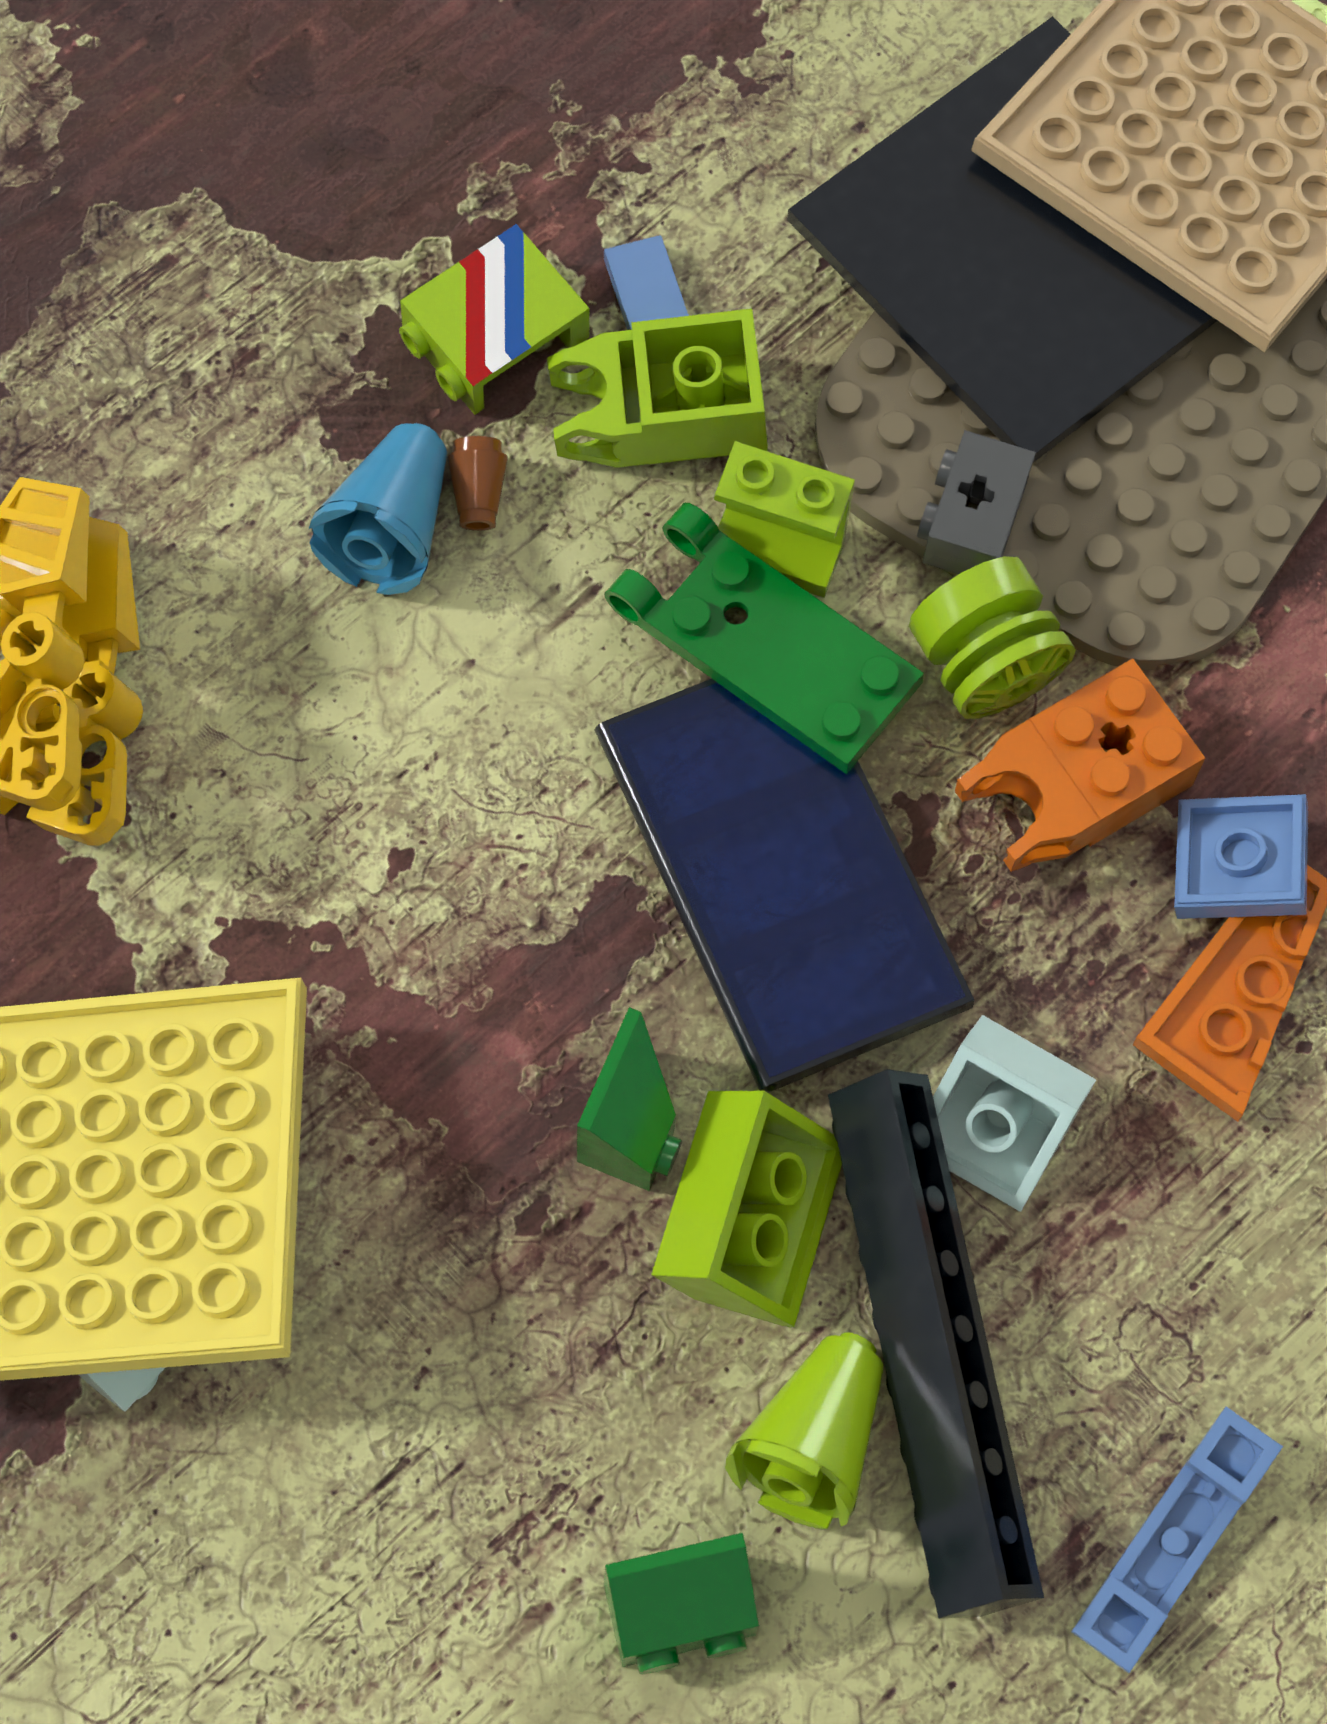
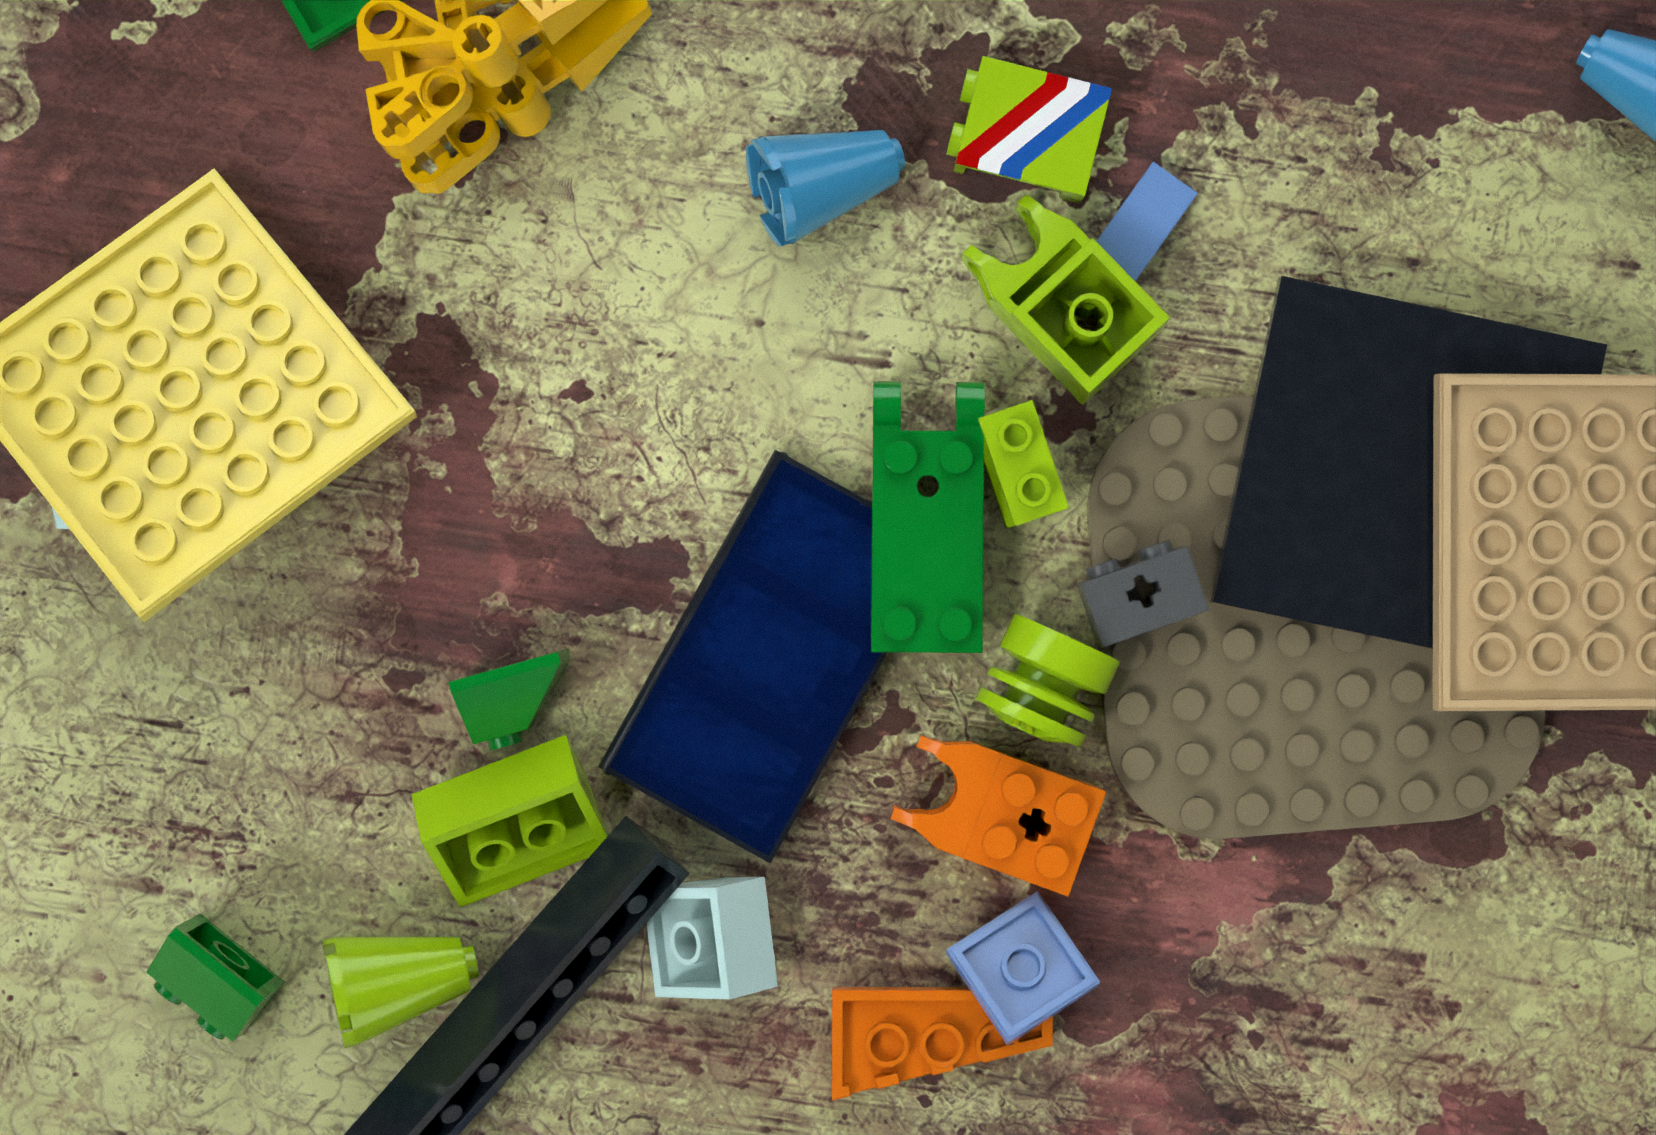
camera: 60 degrees right, 20 degrees up
(477, 480) = (894, 220): dark orange cone -> none

